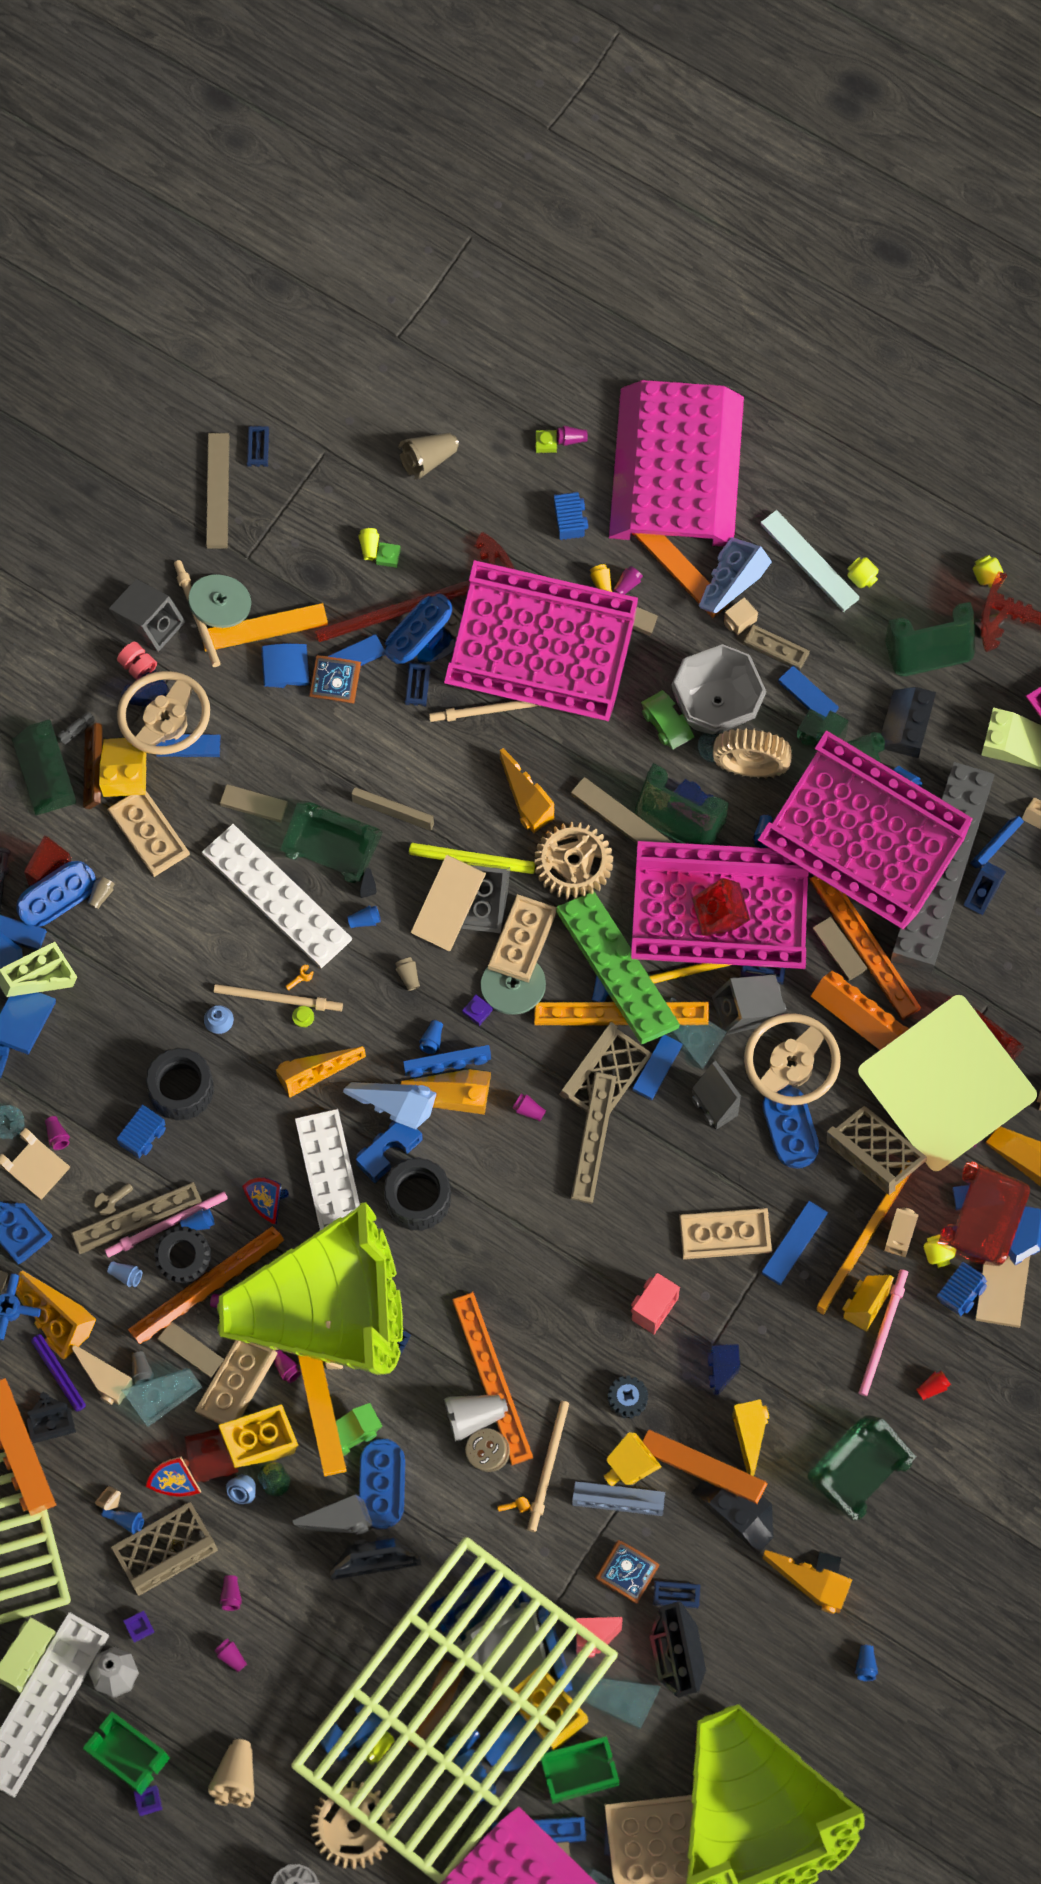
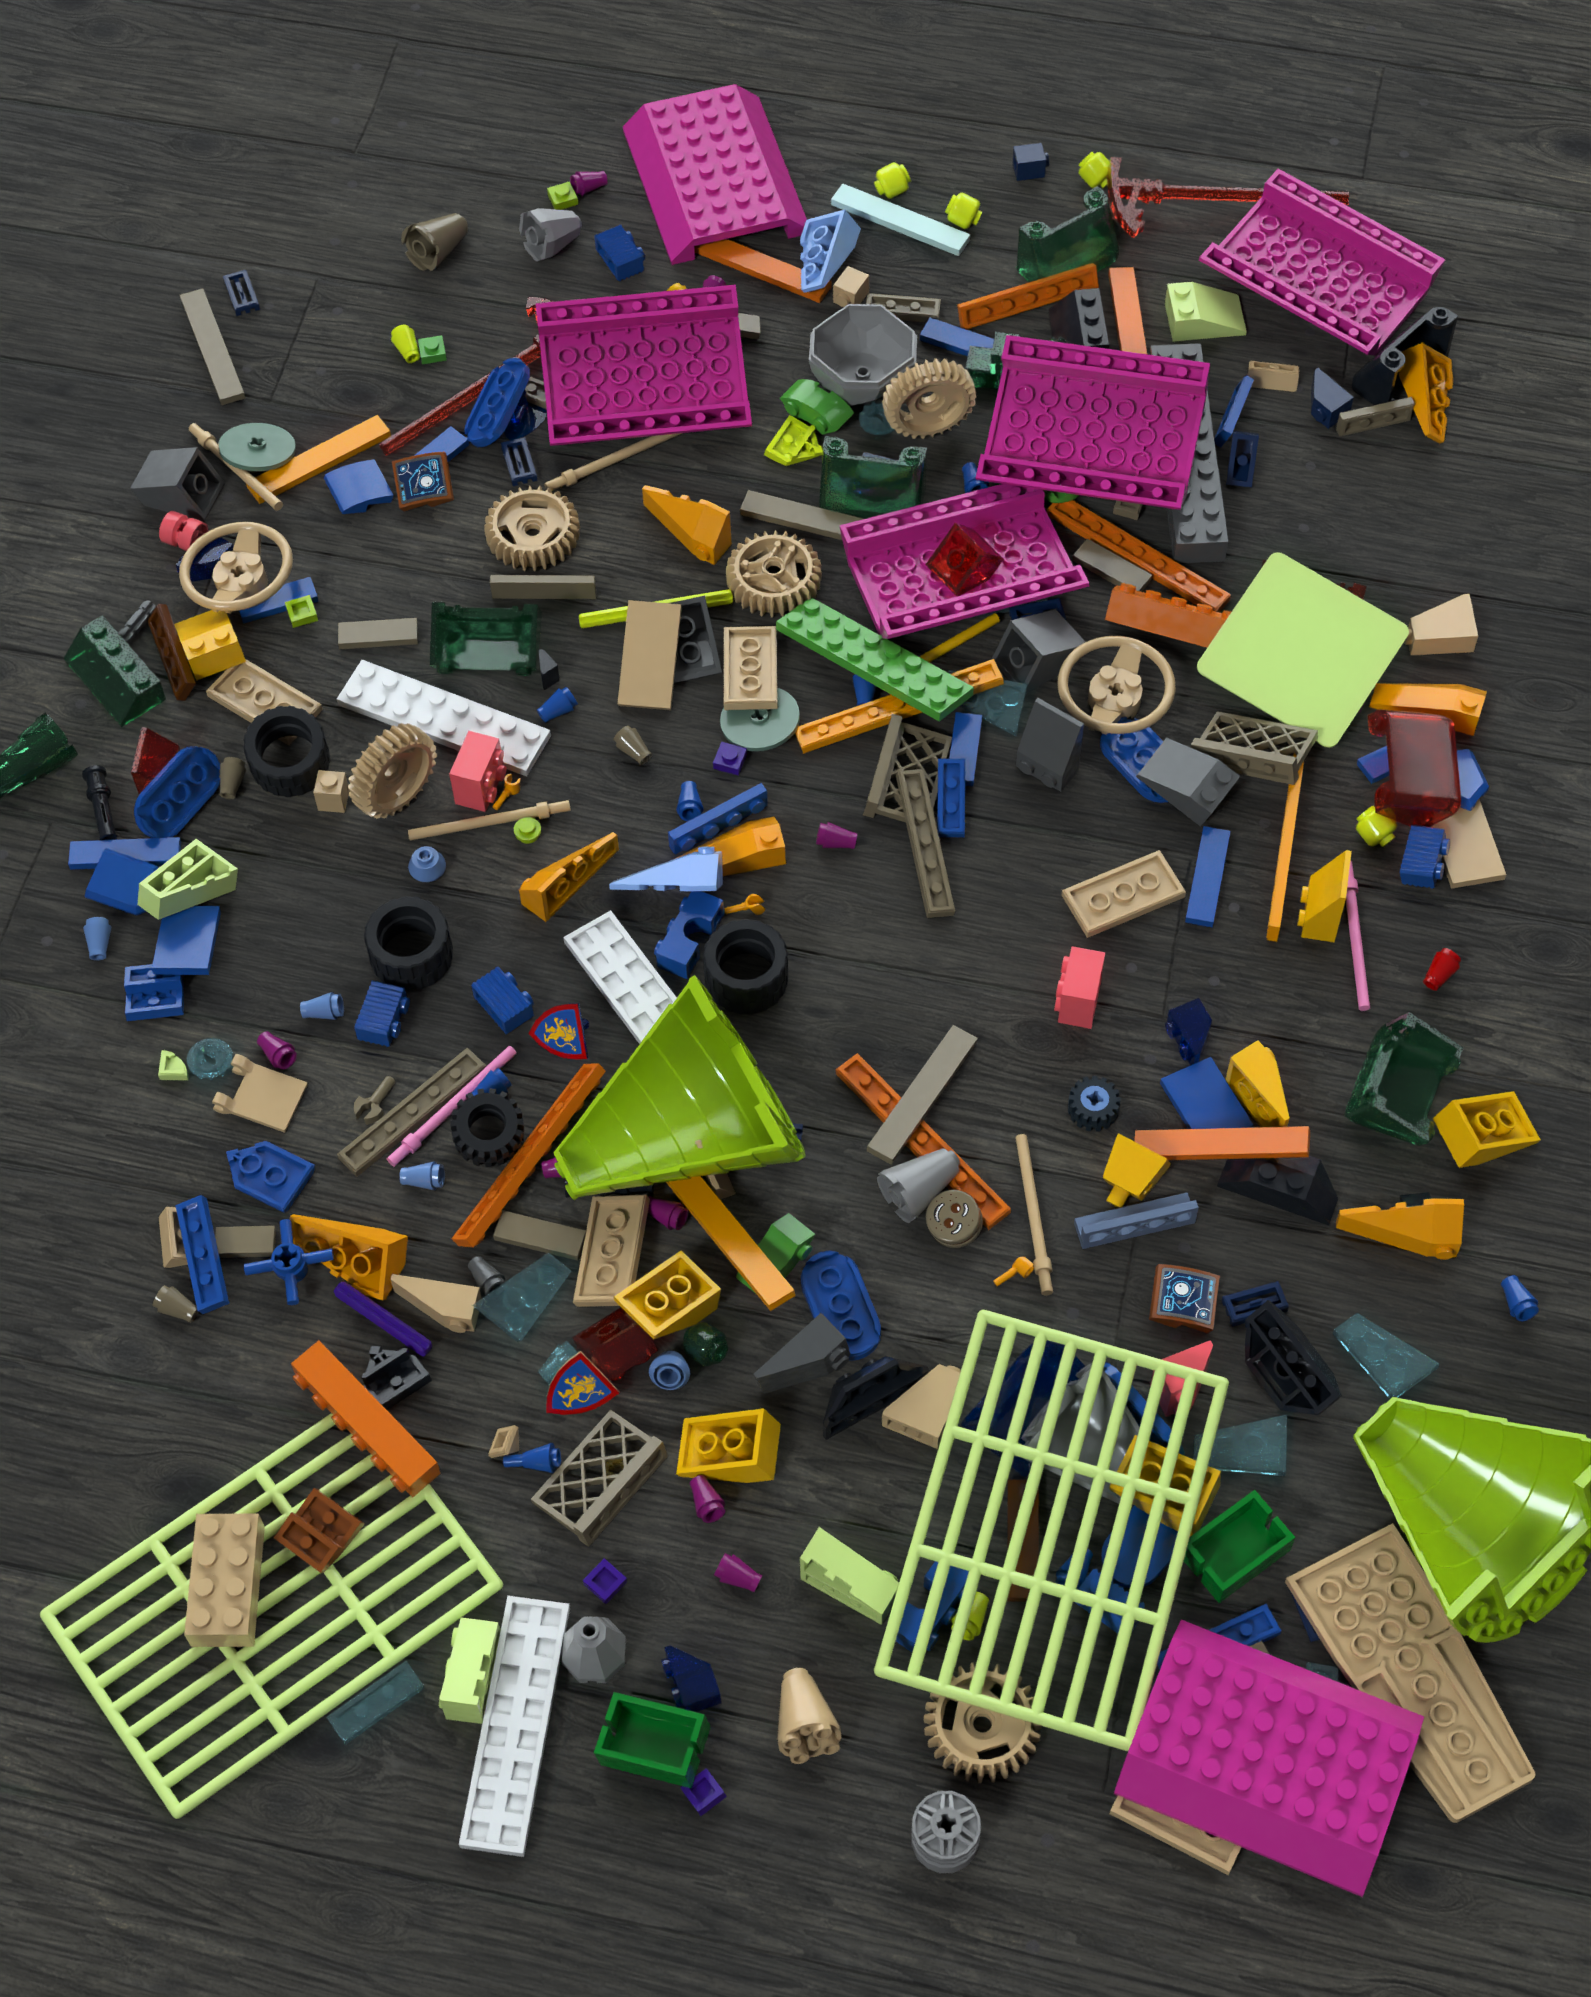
camera: 20 degrees left, 10 degrees down
(103, 1111) = (323, 1007): none -> medium blue cone
(135, 866) = (280, 723): none -> black tyre
(169, 932) = (331, 791): none -> tan brick
(169, 1451) = (556, 1360): none -> clear light blue cone
(170, 1722) = (693, 1680): none -> clear blue slope
(202, 764) = (301, 611): none -> lime plate
(216, 939) = (392, 770): none -> tan gear
(232, 1153) = (503, 1000): none -> blue brick
(261, 1562) = (730, 1446): none -> yellow slope
(282, 957) = (477, 771): none -> coral brick
(304, 1688) = (848, 1576): none -> yellowish green wedge
(395, 769) = (529, 511): none -> tan gear
(407, 1583) = (924, 1407): none -> tan slope
(443, 1140) = (752, 902): none -> light orange hand
(505, 1343) = (921, 1094): none -> dark tan tile
(520, 477) = (548, 231): none -> light grey cone
(629, 1106) = (951, 798): none -> blue tile
(638, 745) = (793, 443): none -> neon yellow slope
(711, 1425) = (1204, 1098): none -> blue tile
(750, 1669) = (1383, 1356): none -> clear light blue wing
(812, 1158) = (1188, 779): none -> slope
(817, 522) = (892, 180): none -> neon yellow head
(880, 674) = (1026, 296): none -> orange tile
(901, 1232) = (1328, 815): tan slope -> none
(906, 1524) = (1485, 1128): none -> yellow slope
(938, 543) = (1029, 161): none -> dark blue brick
(949, 733) = (1127, 310): none -> orange tile

